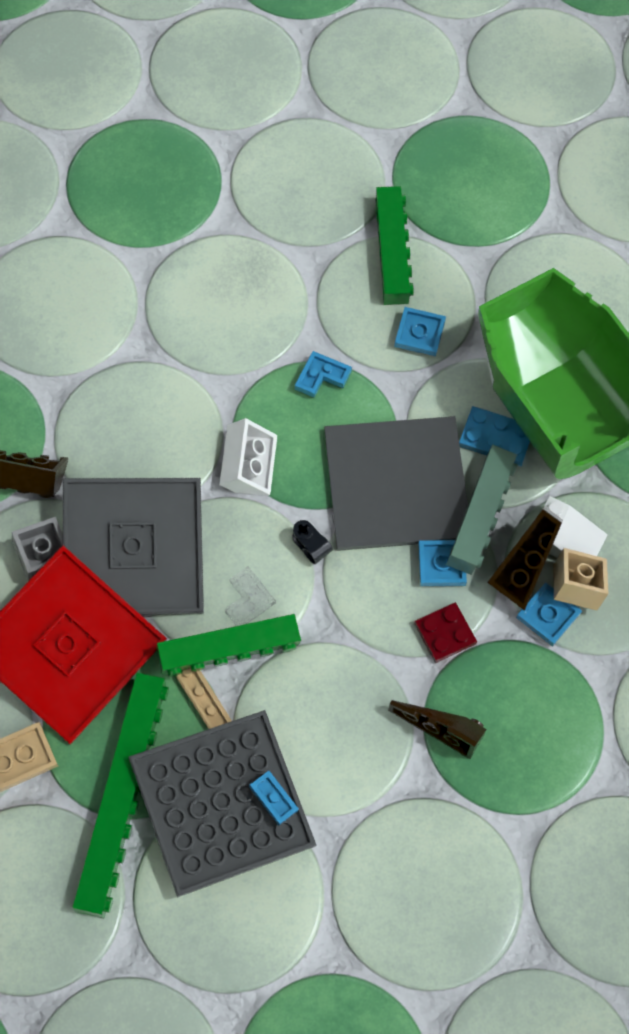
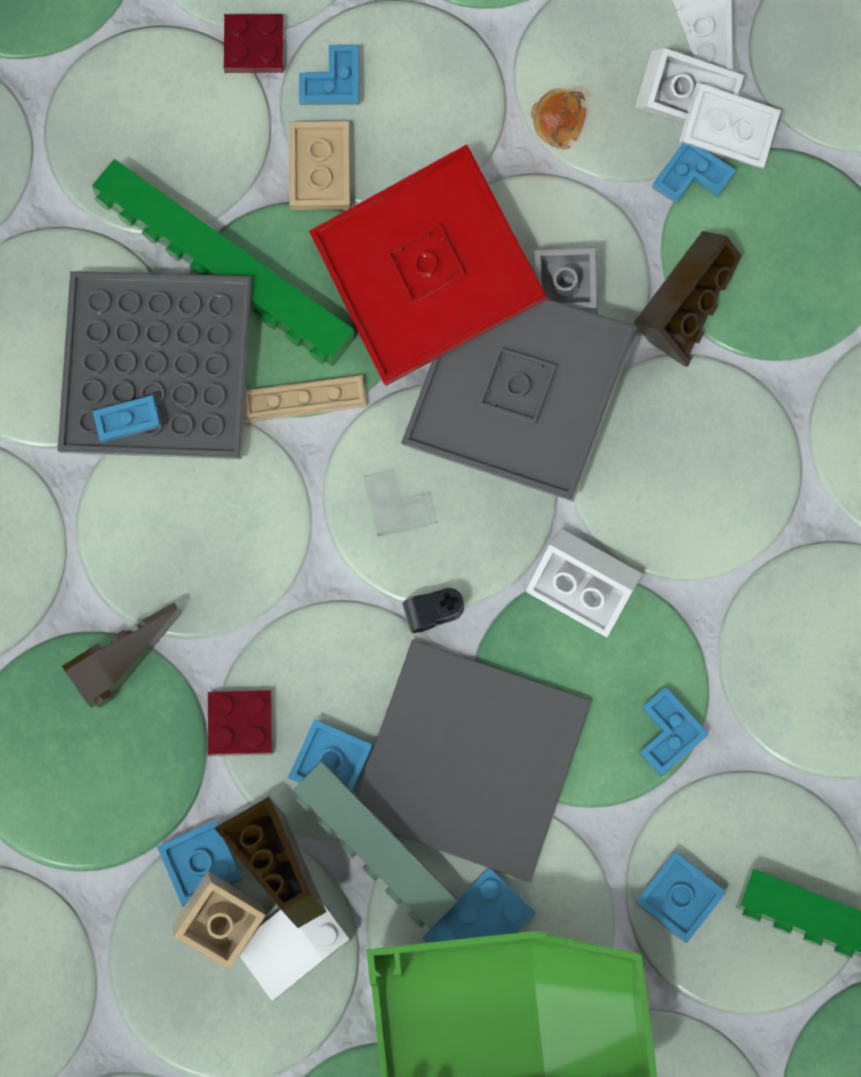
camera: 115 degrees right, 10 degrees up
(228, 644) = (340, 449): green brick -> none

